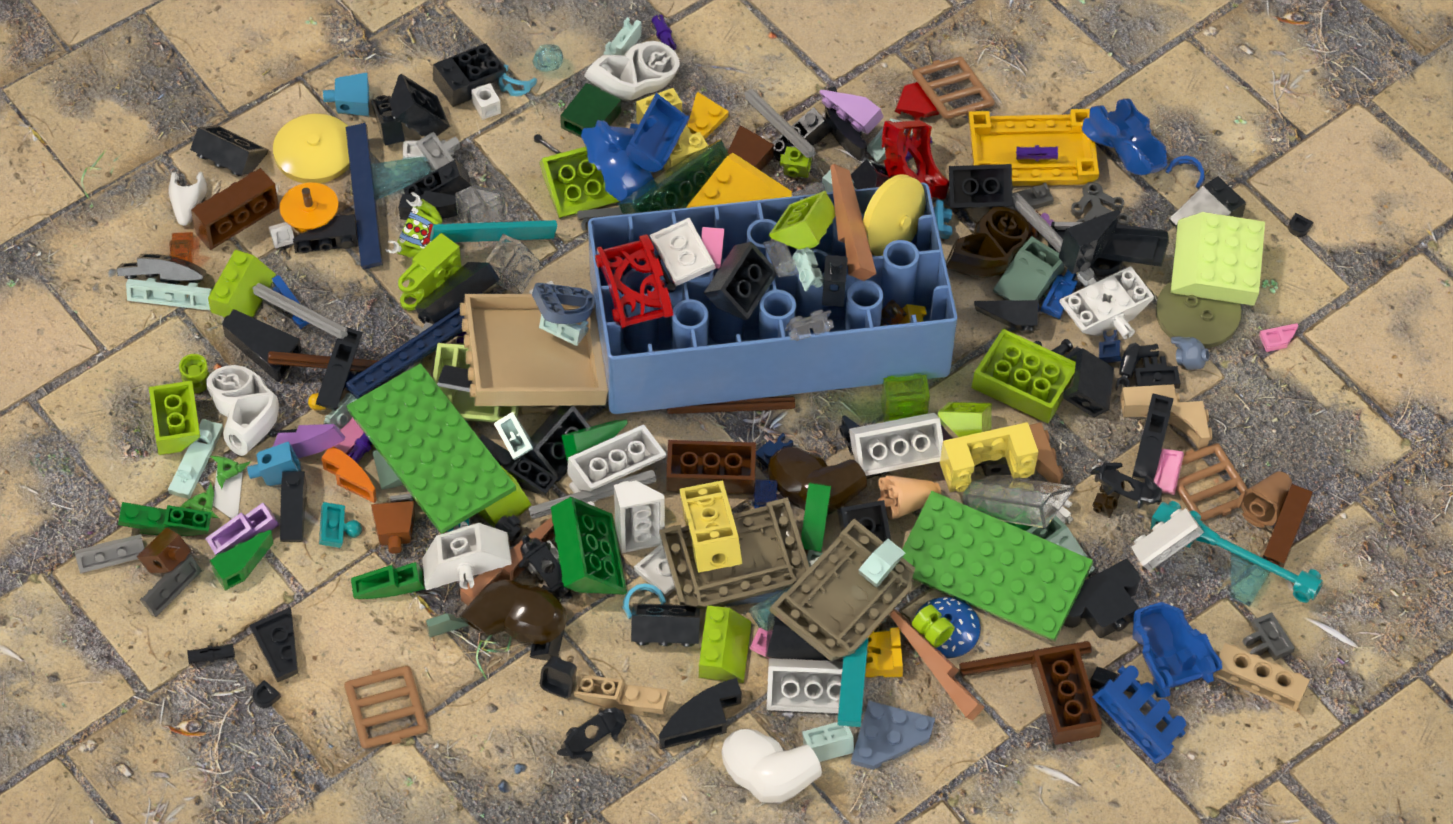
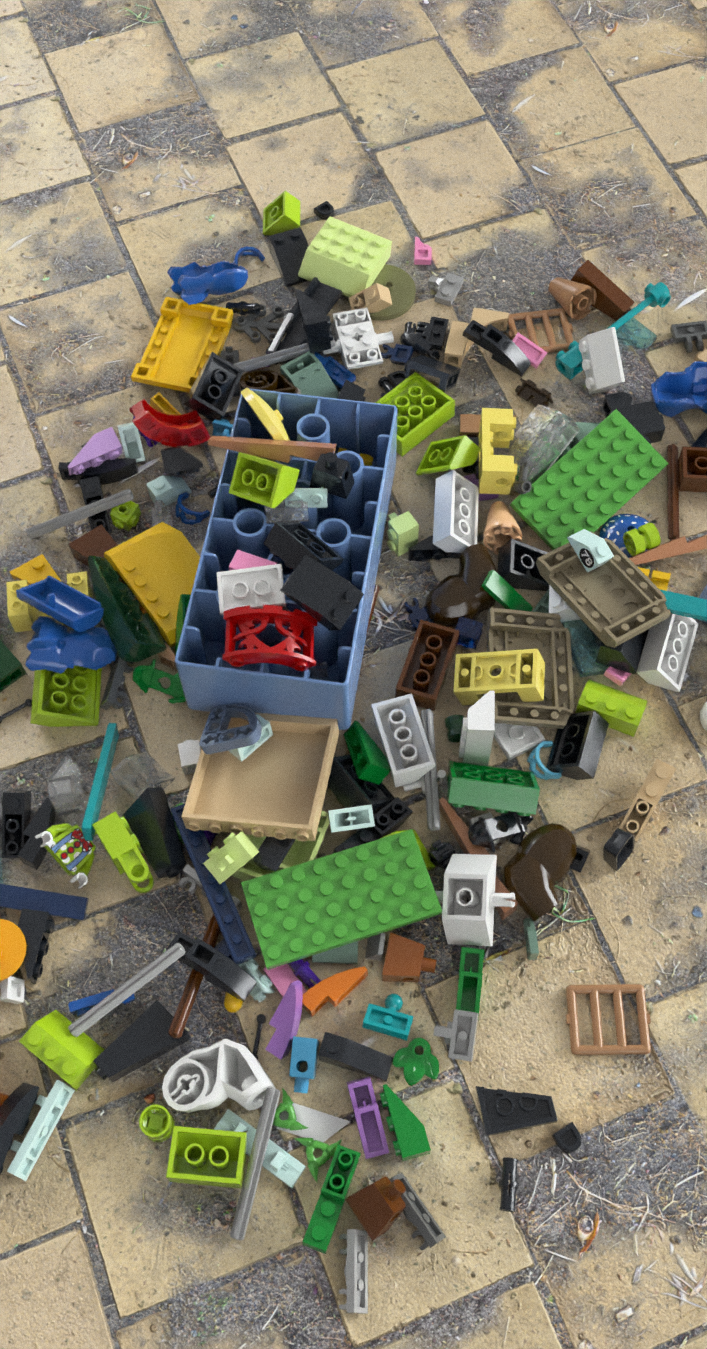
camera: 70 degrees left, 5 degrees up
(180, 453) = (255, 1164): none -> light grey axle
(300, 558) = (416, 1065): none -> green plate
(335, 584) = (460, 1034): none -> light grey hinge
(439, 344) = (231, 857): none -> yellowish green brick
(576, 742) = (671, 819): black piece -> none
(689, 302) = (322, 593): none -> black slope
(701, 715) = (680, 742): black slope -> none
(817, 321) = (368, 518): clear hinge -> none
(861, 403) = (402, 532): none -> yellowish green brick
(904, 397) = (406, 494): clear neon green container -> none
(915, 102) = (97, 413): red slope -> none
(949, 156) = (161, 404): none -> yellow piece
(954, 493) = (523, 486): none -> dark grey bar
(966, 74) = (105, 397): medium nougat bar -> none
(1037, 153) = (192, 343): dark purple pin -> none
(1109, 185) = (244, 308): none -> black pin
(1143, 493) = (546, 368): black piece -> none
(1168, 298) = (374, 298): none -> tan slope
(1190, 352) = (423, 304): sand blue head -> none
(1232, 374) = (445, 288): none -> light grey hinge
(1267, 185) = (281, 214): none -> lime slope

